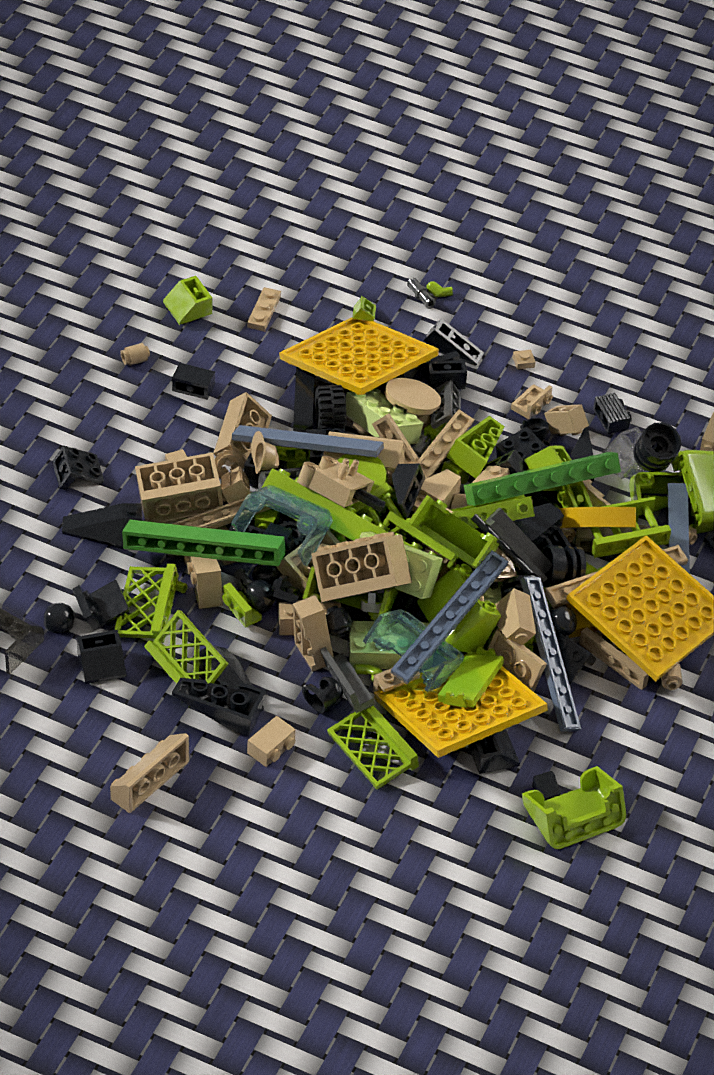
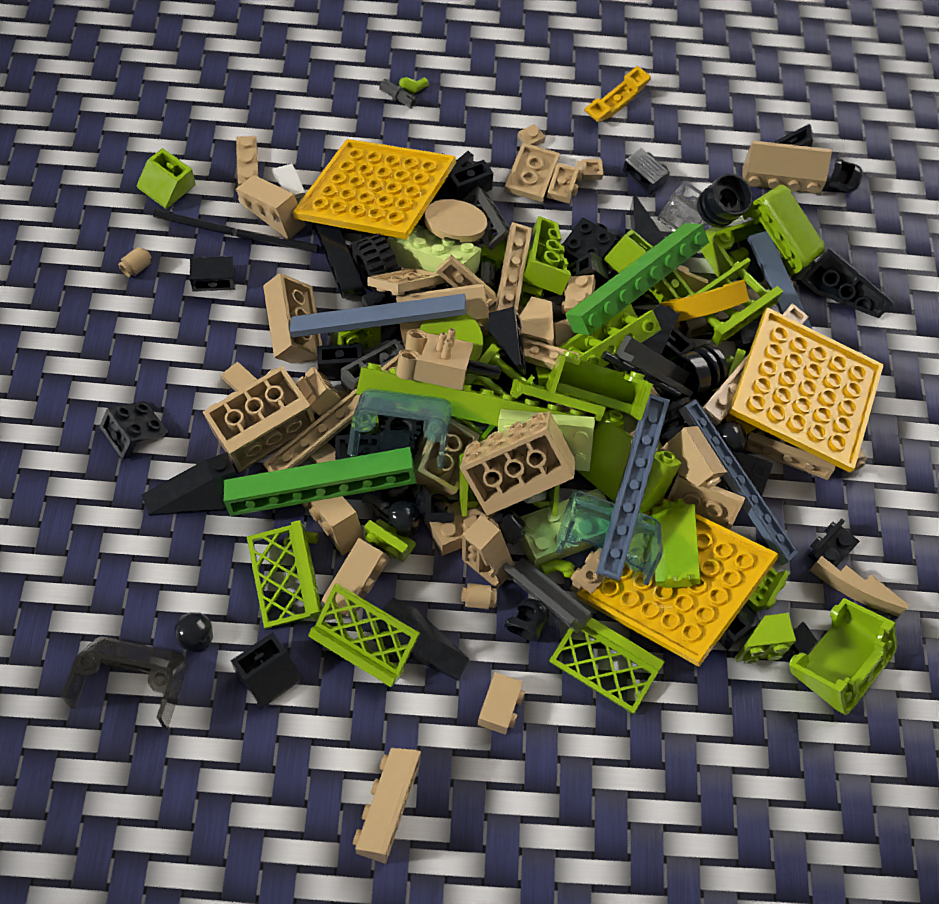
camera: 25 degrees left, 15 degrees up
(101, 605) = (236, 598): black bracket -> none
(198, 341) = (193, 222): none -> black bar
(209, 615) = (358, 572): none -> tan wedge
(226, 704) = (431, 678): black wedge -> none
(232, 456) = (305, 363): tan gear -> none
(260, 374) = (277, 240): none -> black bar
(263, 453) = (335, 346): tan piece -> none
(266, 344) = (271, 205): none -> tan wedge
(291, 332) = (289, 180): none -> white slope
(293, 667) = (479, 596): none -> tan brick
(347, 426) = (405, 280): none -> tan plate
(364, 310) = (351, 132): lime slope -> none
(449, 340) = (455, 141): black slope -> none
(507, 385) = (532, 172): none -> tan plate
(510, 769) = (768, 640): none -> lime slope
(532, 736) = (767, 590): none -> lime bracket
(538, 426) = (583, 209): black hair -> none
(563, 397) = (592, 169): none -> tan plate
(566, 419) = (612, 194): tan brick -> none
(614, 733) = (834, 545): none -> black bracket
(621, 351) = (620, 96): none -> yellow slope
(621, 770) = (868, 591): none -> tan slope

